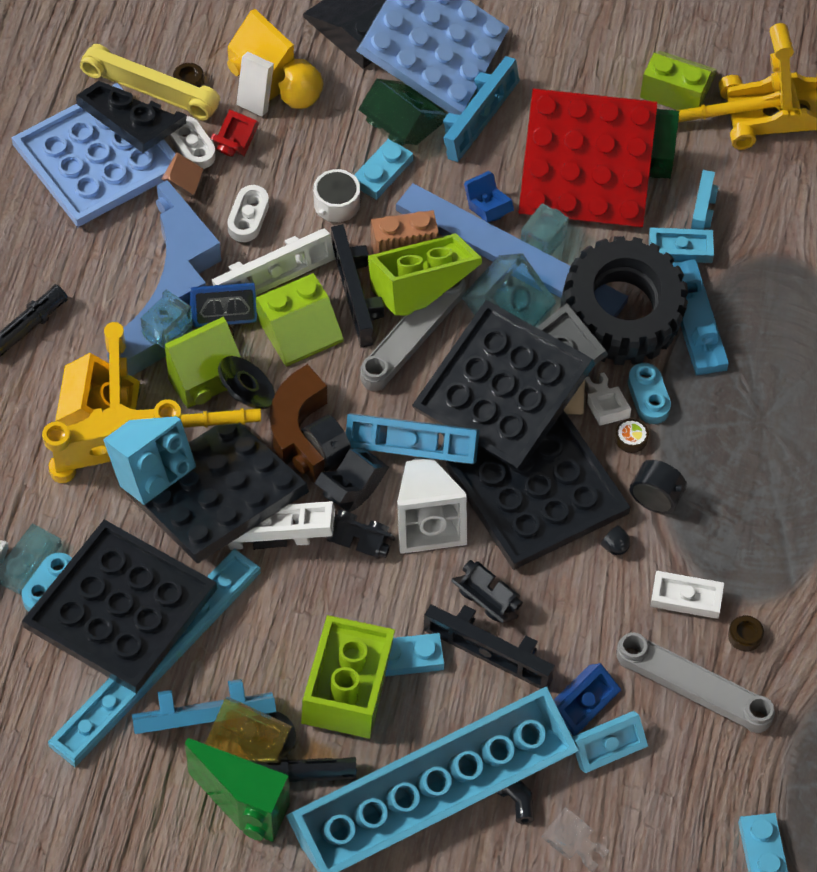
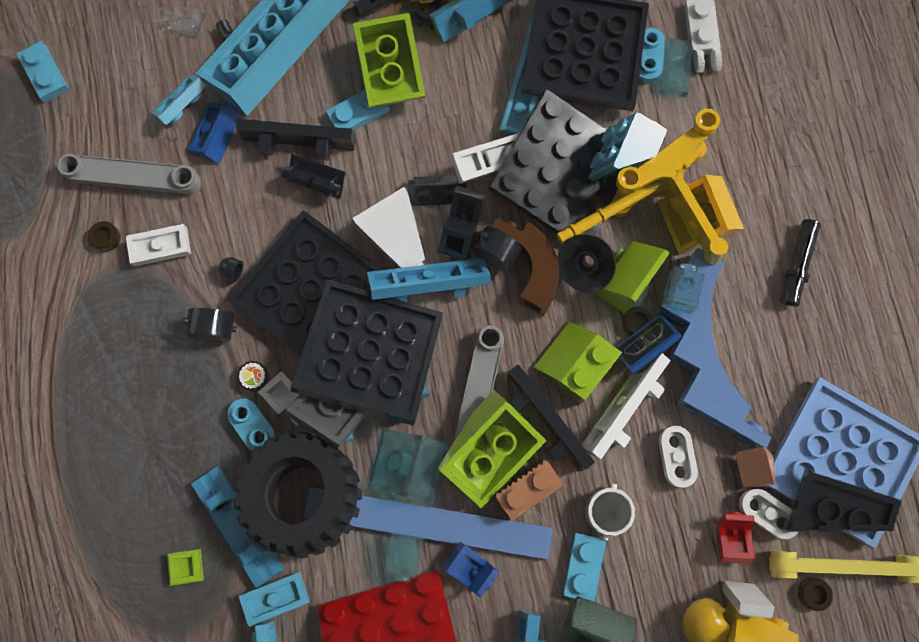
camera: 160 degrees right, 20 degrees up
(758, 303) = (185, 567): none -> lime tile

